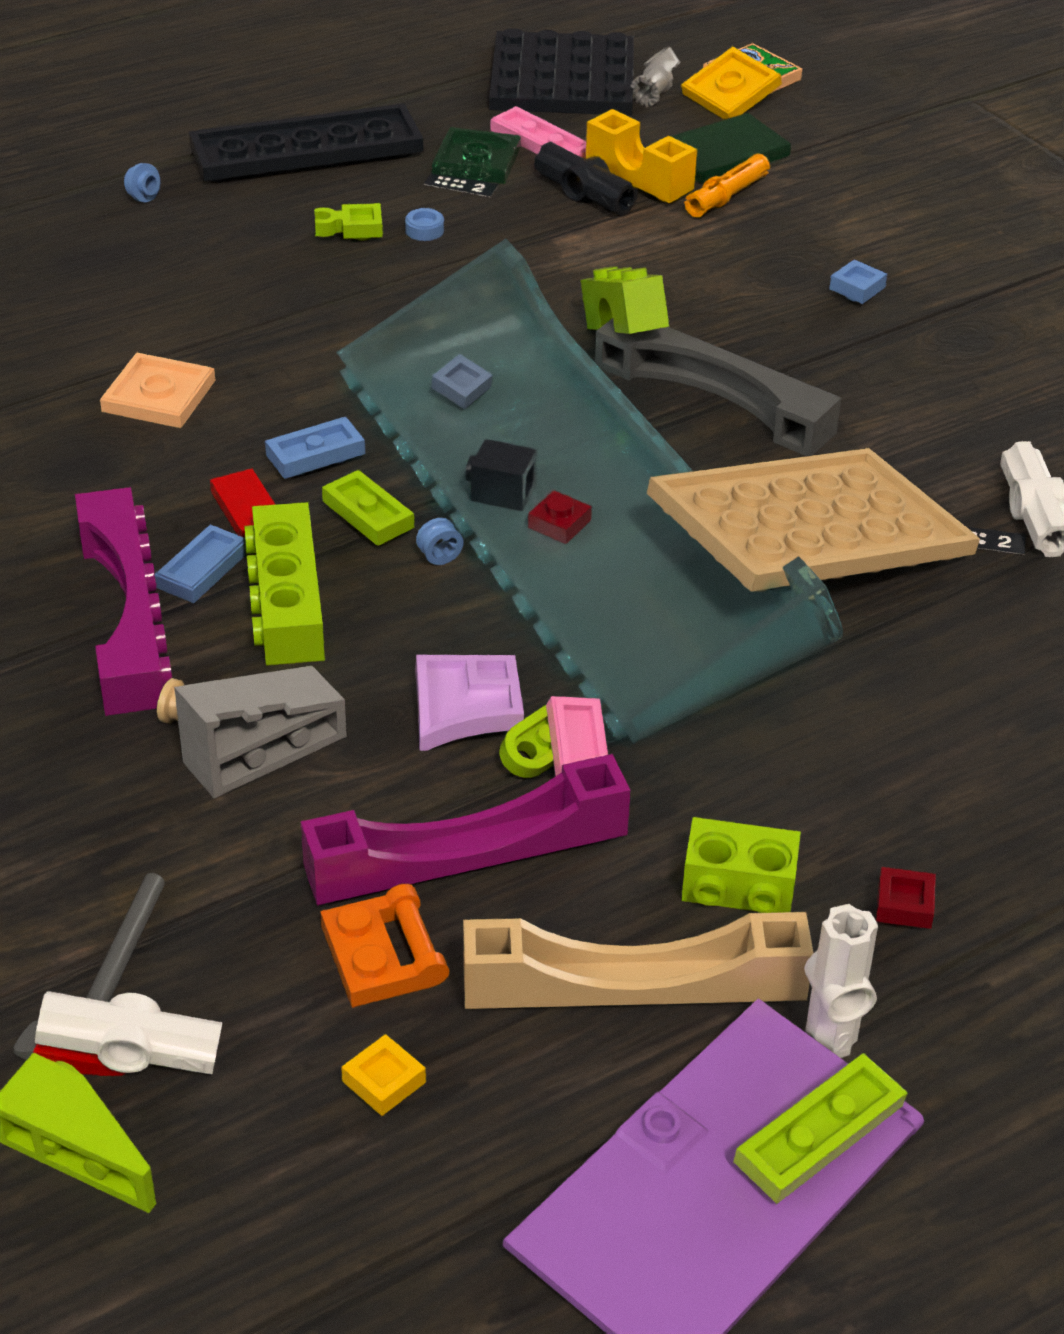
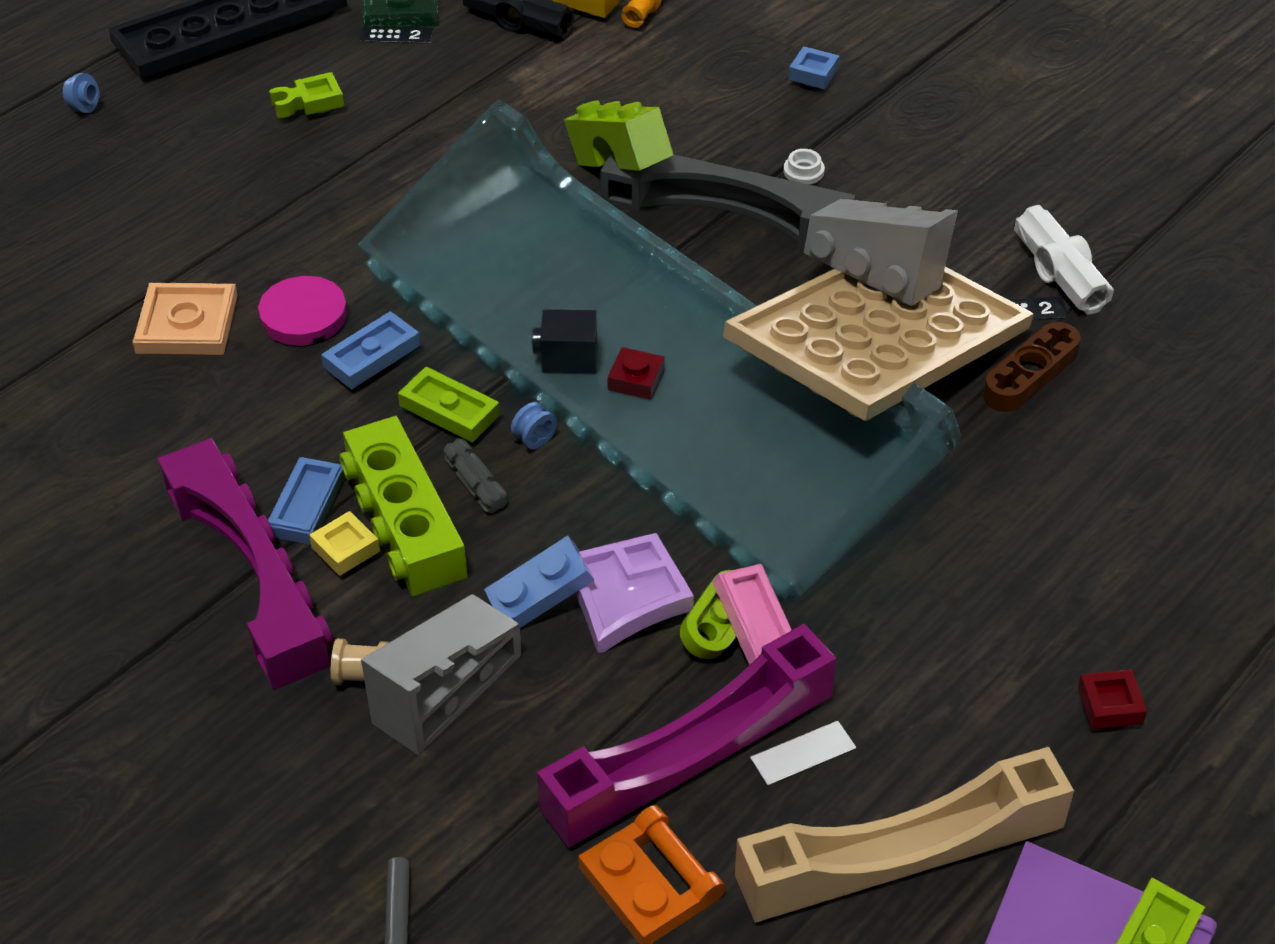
camera: 15 degrees left, 5 degrees up
(219, 604) = (344, 543): none -> light yellow plate
(237, 495) = (320, 422): red tile -> none
(267, 403) = (302, 310): none -> dark pink tile
(367, 574) = (475, 476): none -> dark grey axle
(384, 674) = (540, 582): none -> medium blue plate
(424, 224) = (379, 85): medium blue tile -> none
(461, 381) = (487, 248): sand blue plate -> none
(579, 878) = (803, 752): none -> white sticker
(740, 866) = (954, 705): lime brick -> none
(808, 367) = (804, 167): none -> white plate
(841, 978) = (1113, 810): white piece -> none
(843, 444) = (883, 245): none -> light grey wedge
(935, 601) = (1027, 382): none -> reddish brown beam

